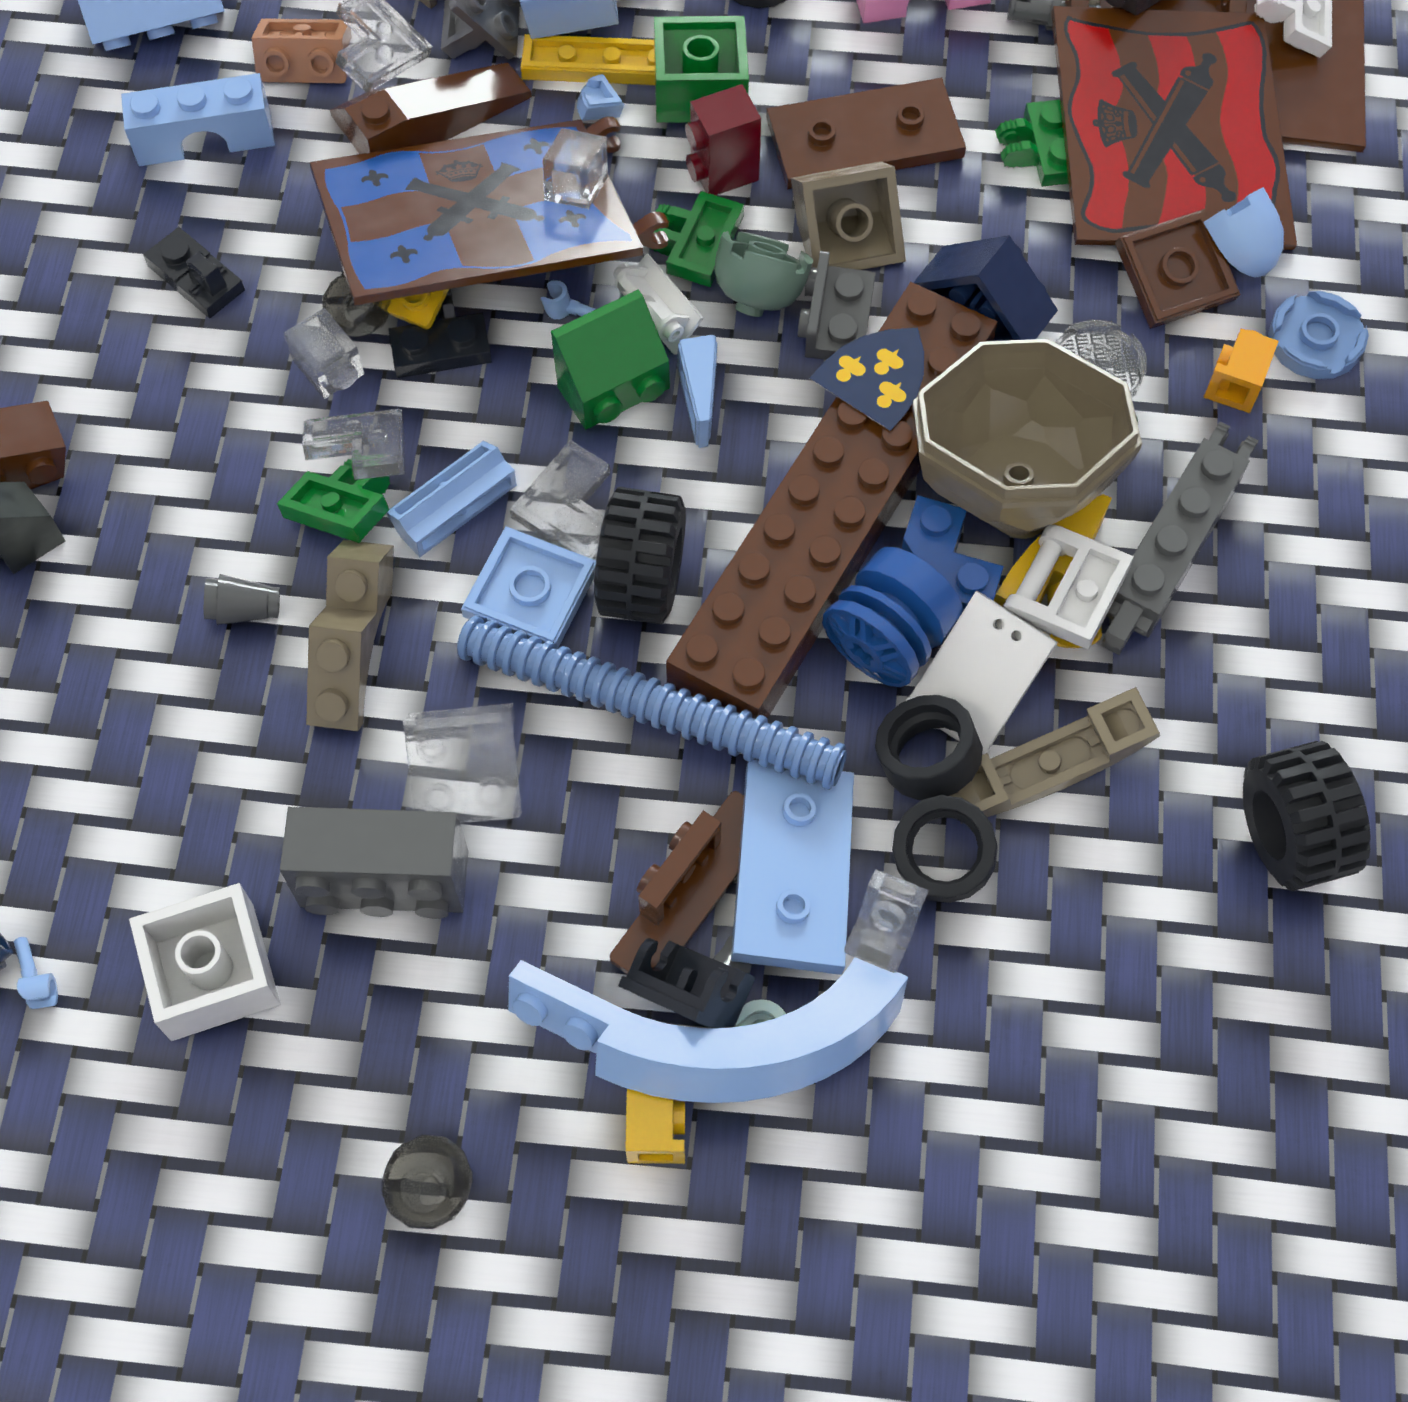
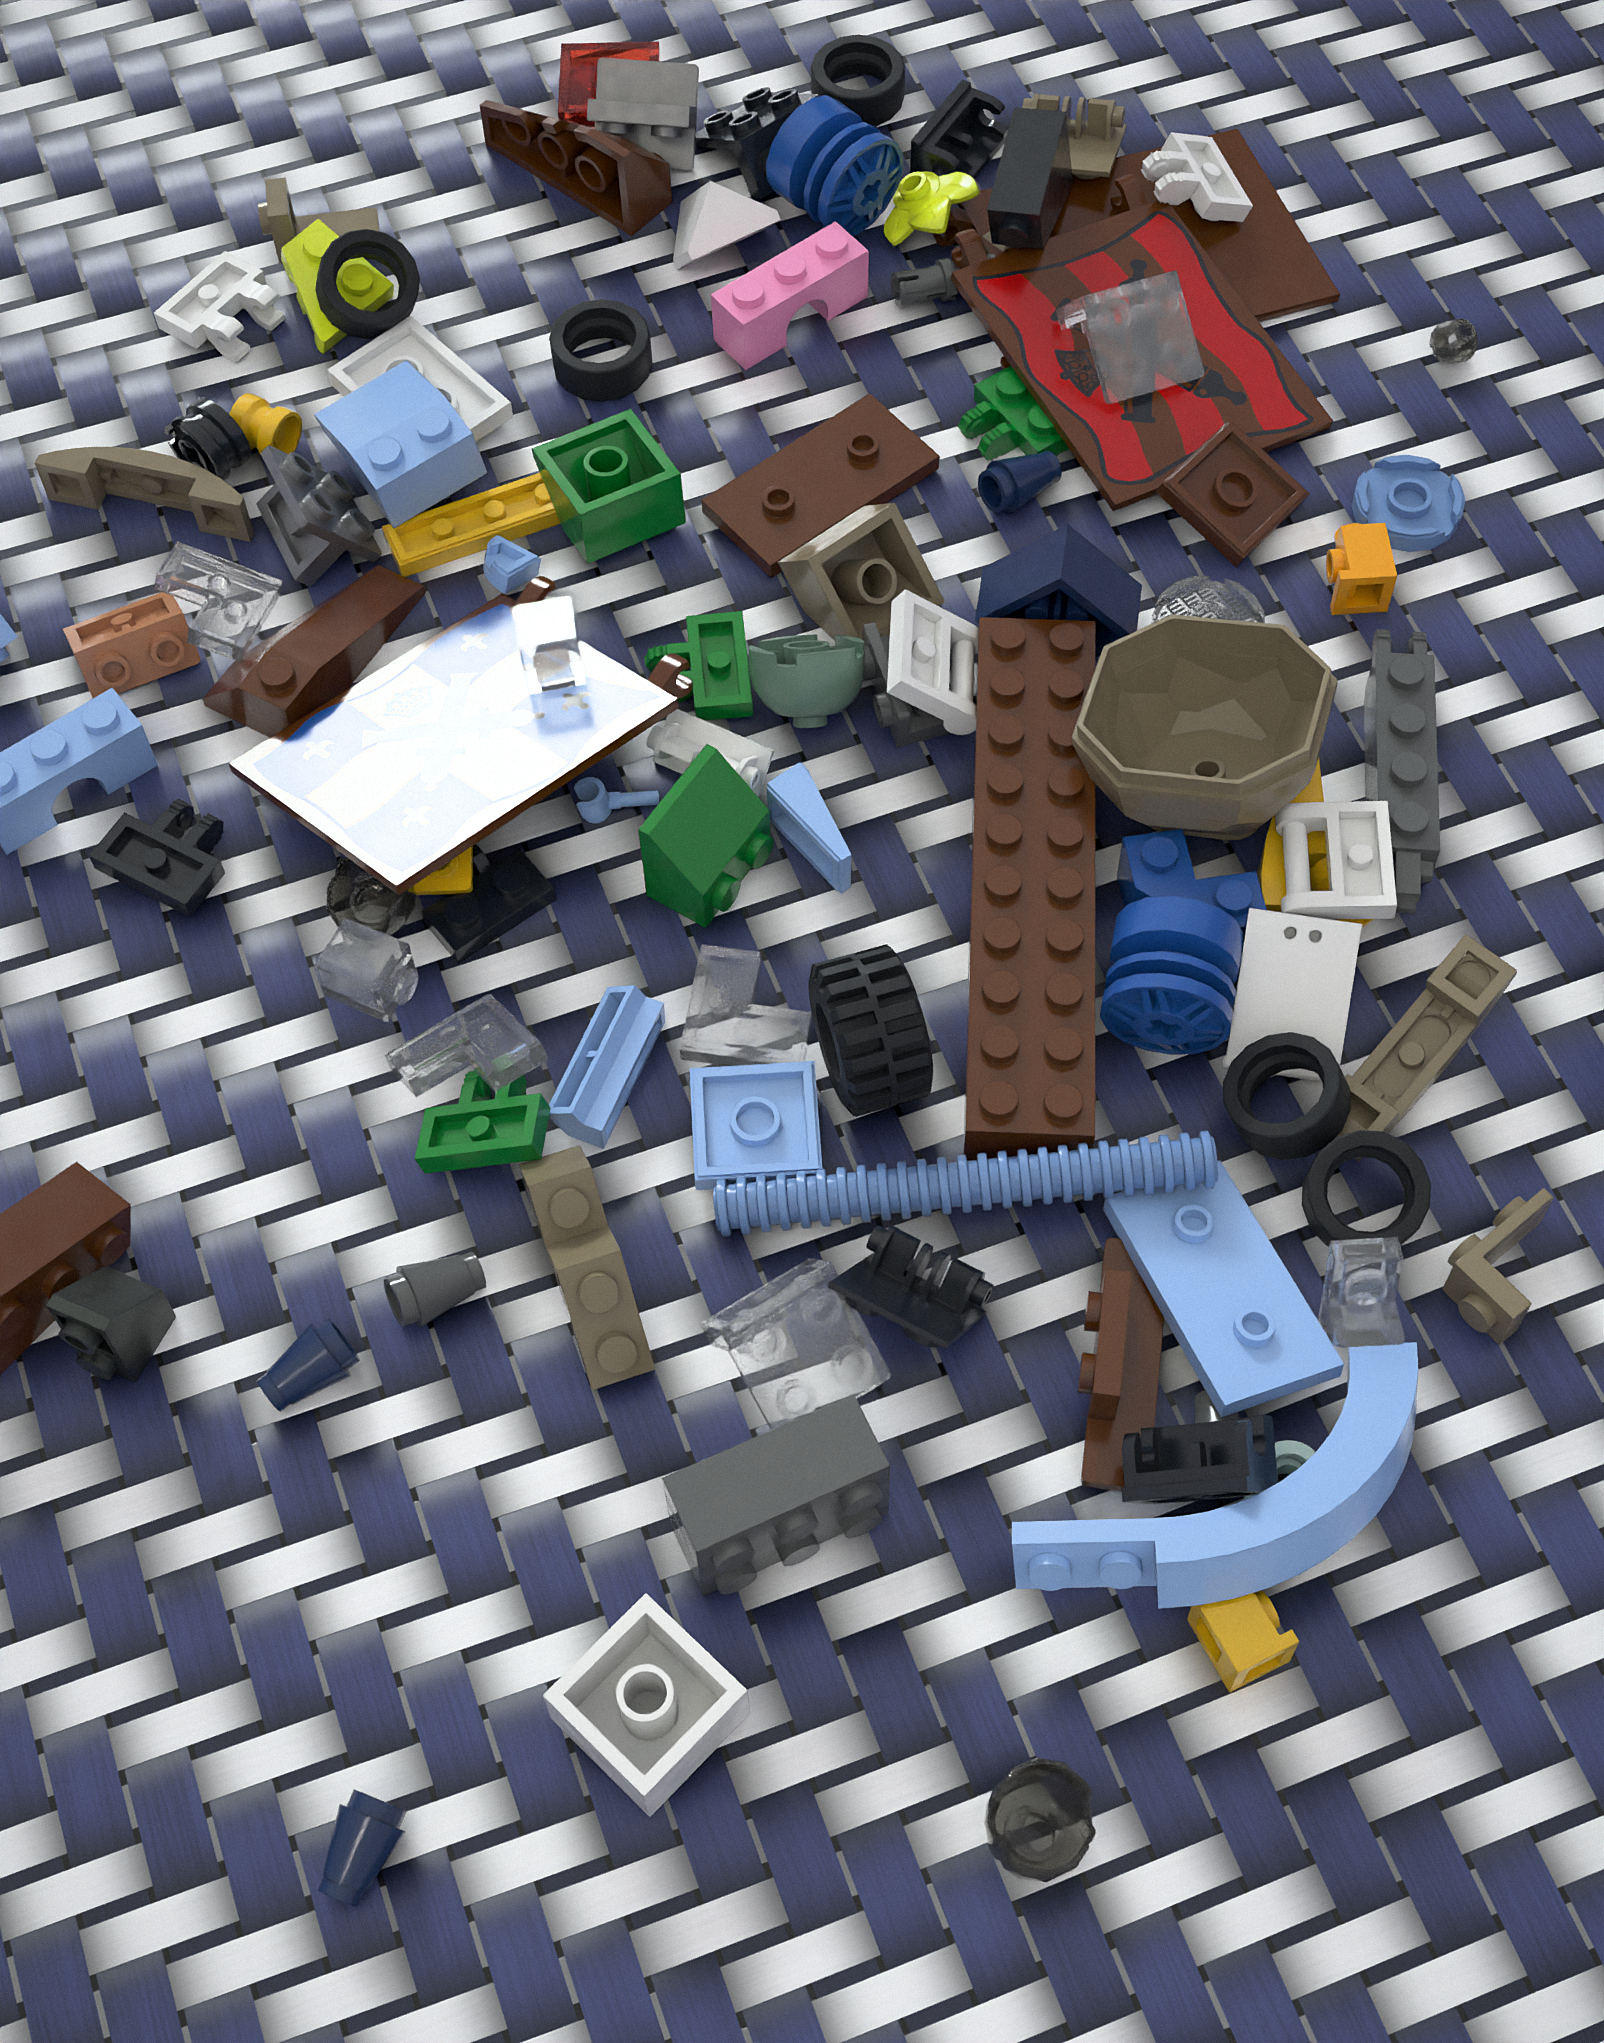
camera: 25 degrees left, 5 degrees down
(36, 989) = (458, 1838): light blue hand -> none
(126, 615) = (309, 1365): none -> dark blue cone
(194, 272) = (150, 946): black hinge -> none
(238, 213) = (158, 861): none -> black hinge
(564, 761) = (926, 1311): none -> black hinge
(724, 140) = (687, 550): dark red brick -> none
(848, 291) = (920, 661): none -> white plate
(876, 374) = (1007, 727): dark blue sticker -> none
(989, 968) = (1479, 1290): none -> dark tan bracket
(1015, 190) = (1017, 480): none -> dark blue cone
(1168, 114) = (1137, 336): none -> clear bracket
(1249, 234) = (1288, 426): light blue brick -> none

